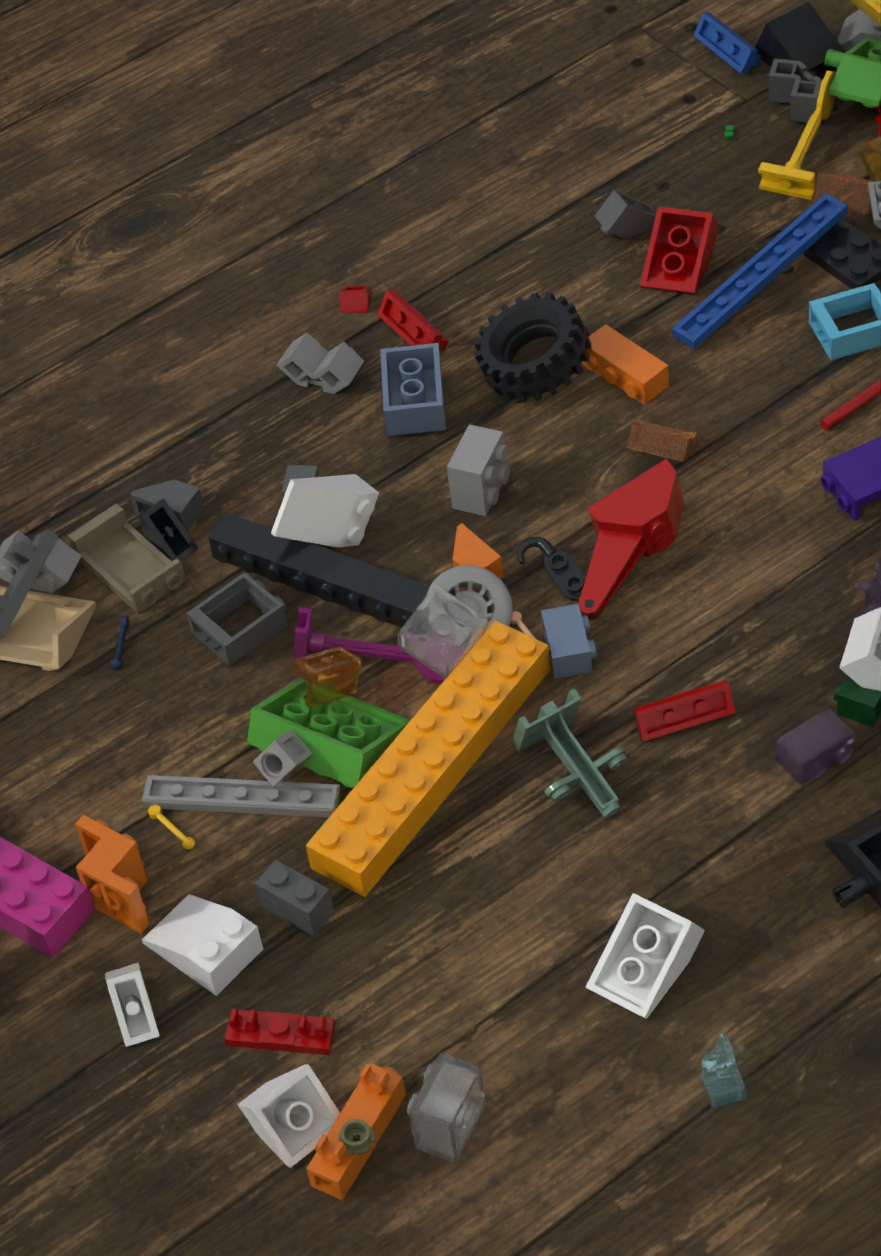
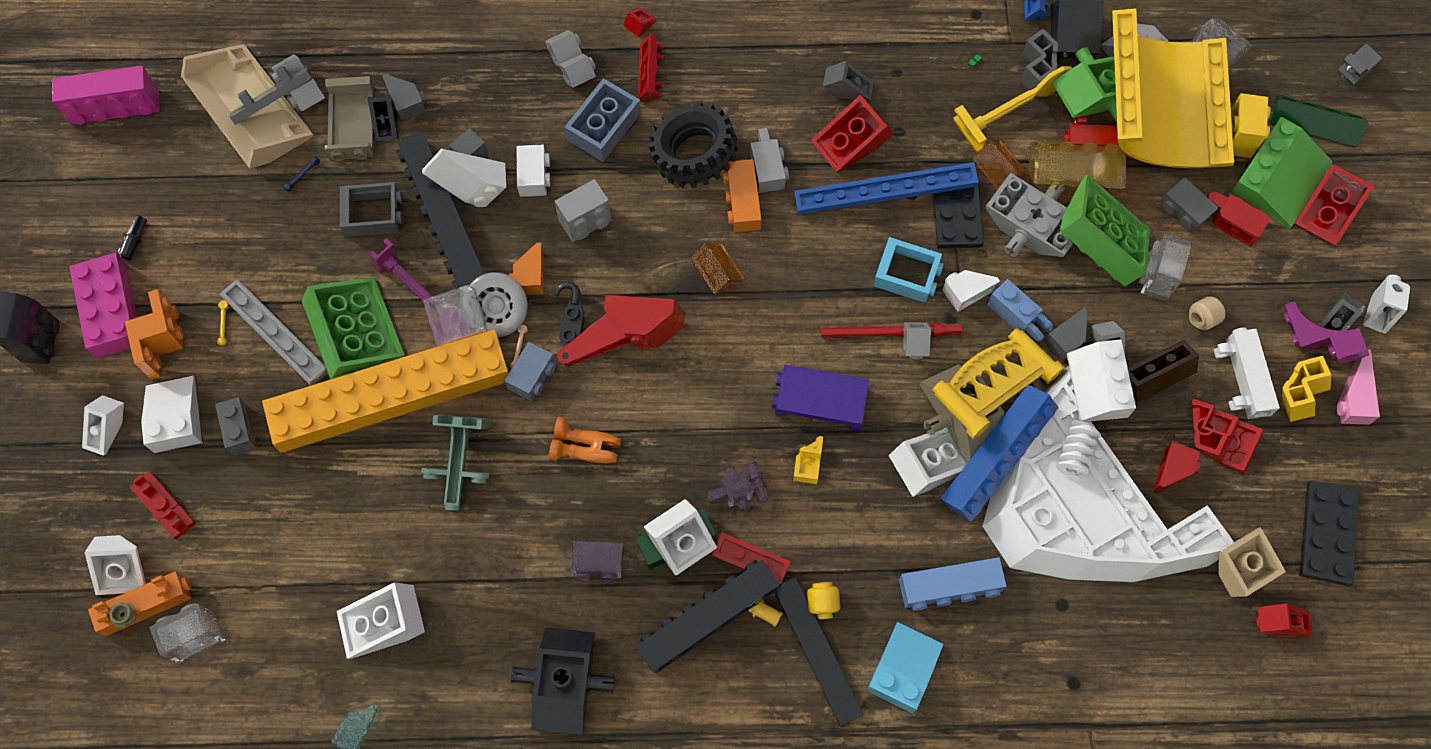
camera: 30 degrees right, 20 degrees up
(282, 757) = (303, 330): light grey brick -> none
(329, 675) = (374, 291): clear orange panel -> none
(384, 475) = (531, 170): none -> white brick
(621, 317) = (768, 163): none -> light grey hinge
(684, 710) = (549, 473): red plate -> none
(689, 665) = (593, 438): none -> orange piece

